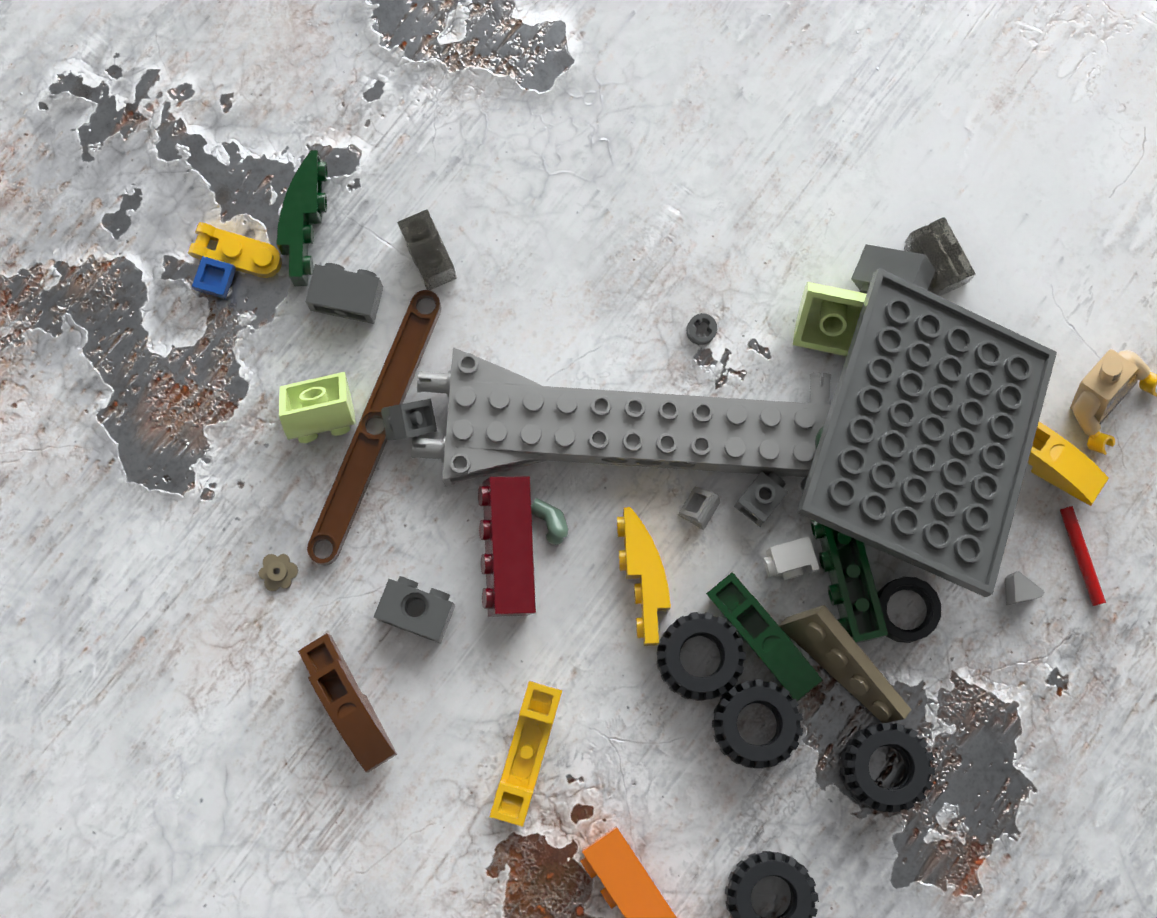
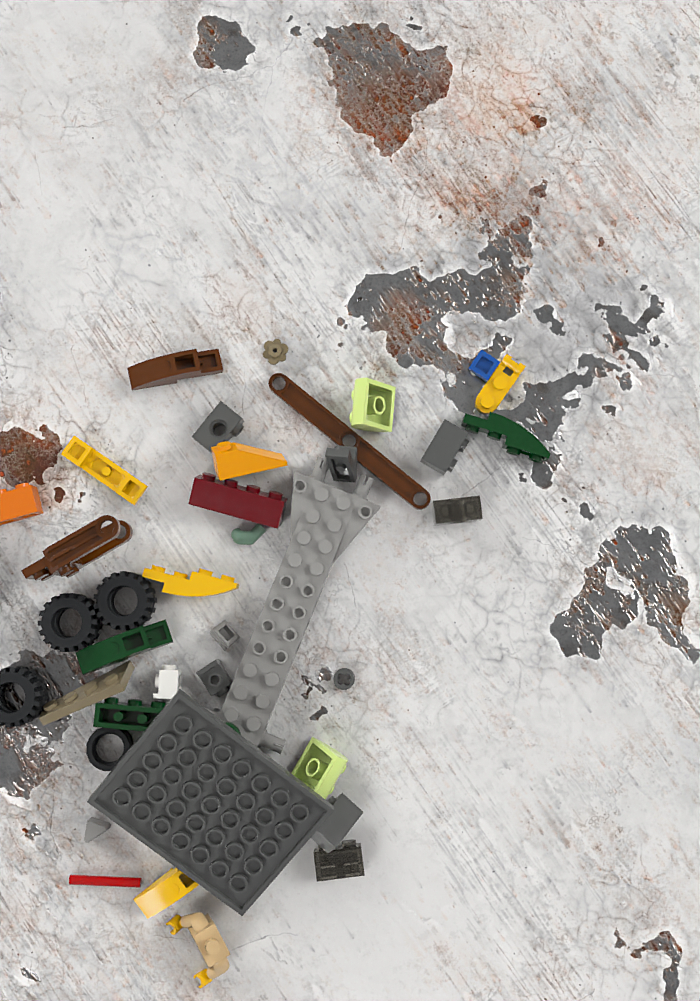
camera: 115 degrees right, 5 degrees up
(450, 561) = (239, 460): none -> light orange slope
(653, 741) = (79, 549): none -> reddish brown plate

